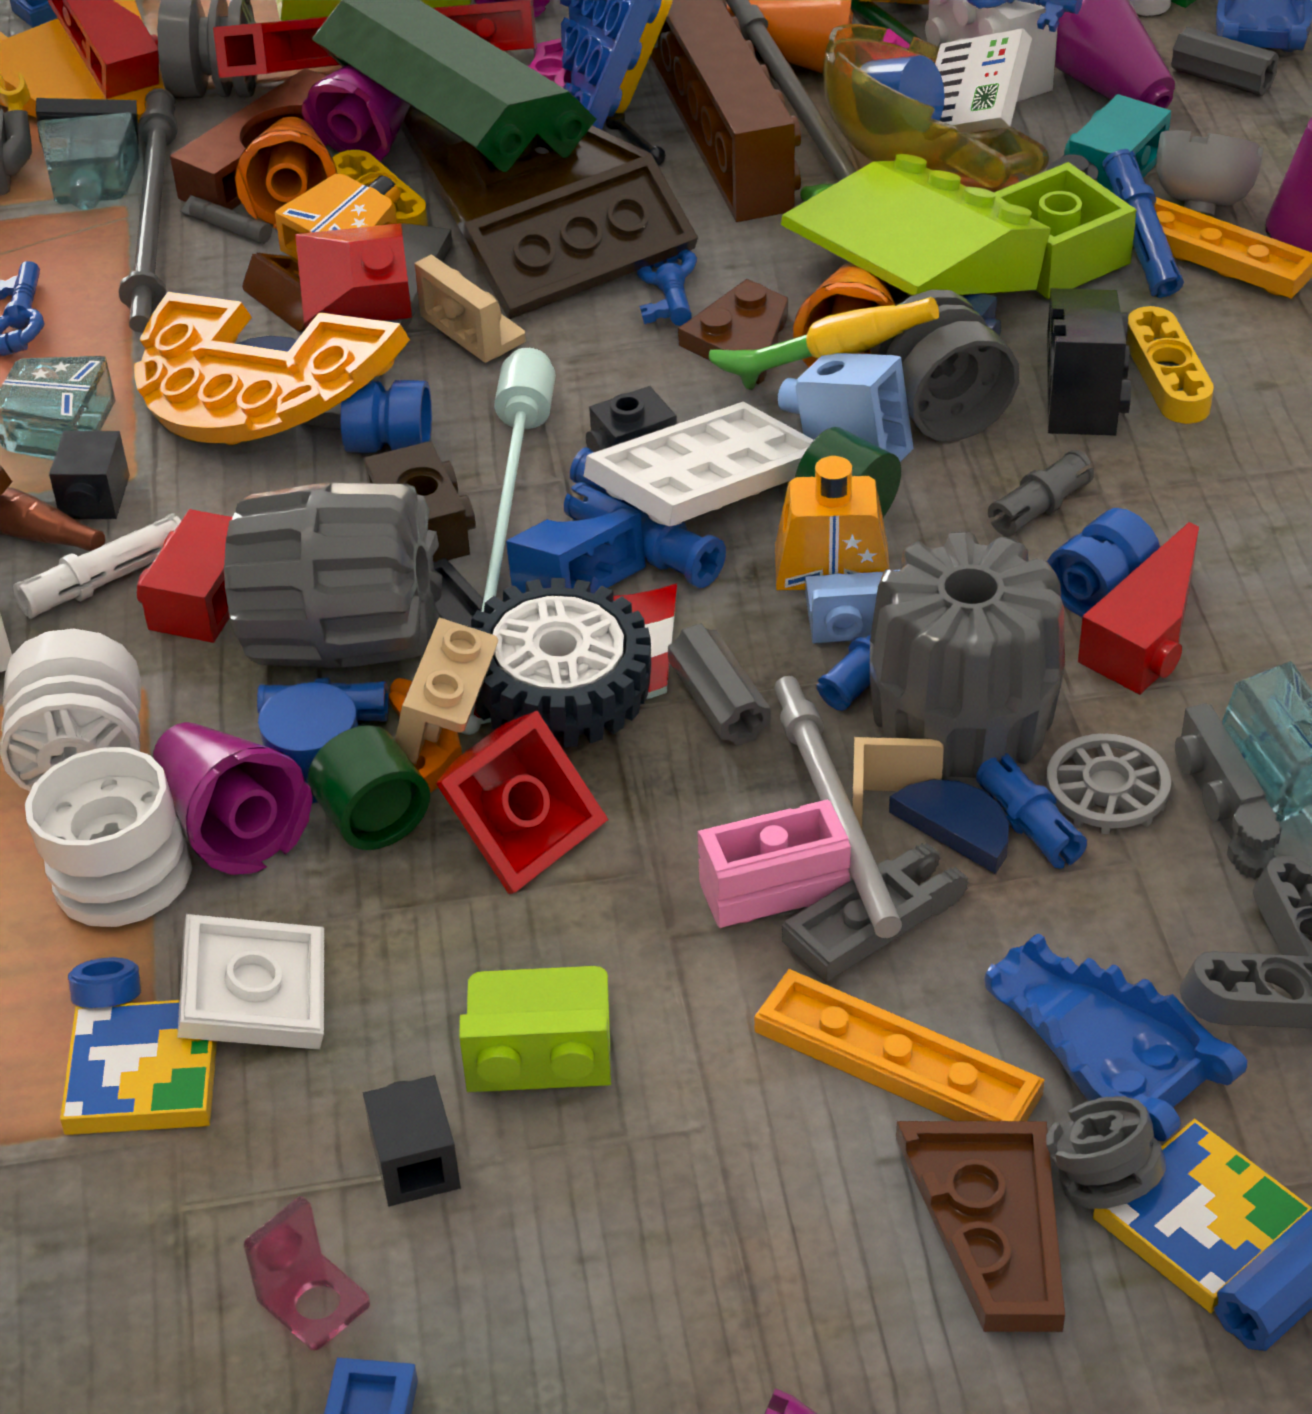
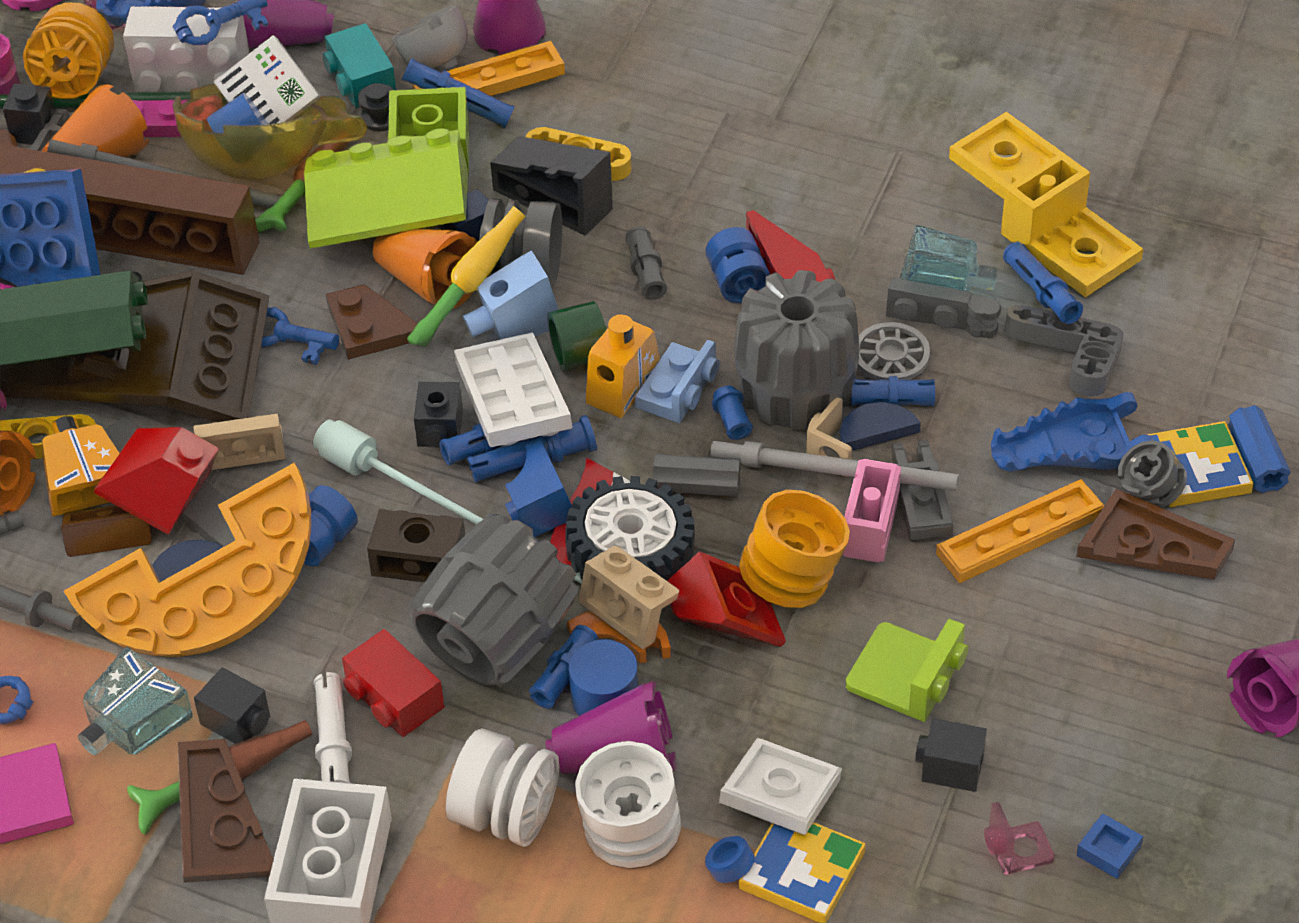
camera: 60 degrees left, 5 degrees up
(368, 787) = (673, 664): dark green piece -> none
(629, 806) = (794, 548): none -> light orange wheel

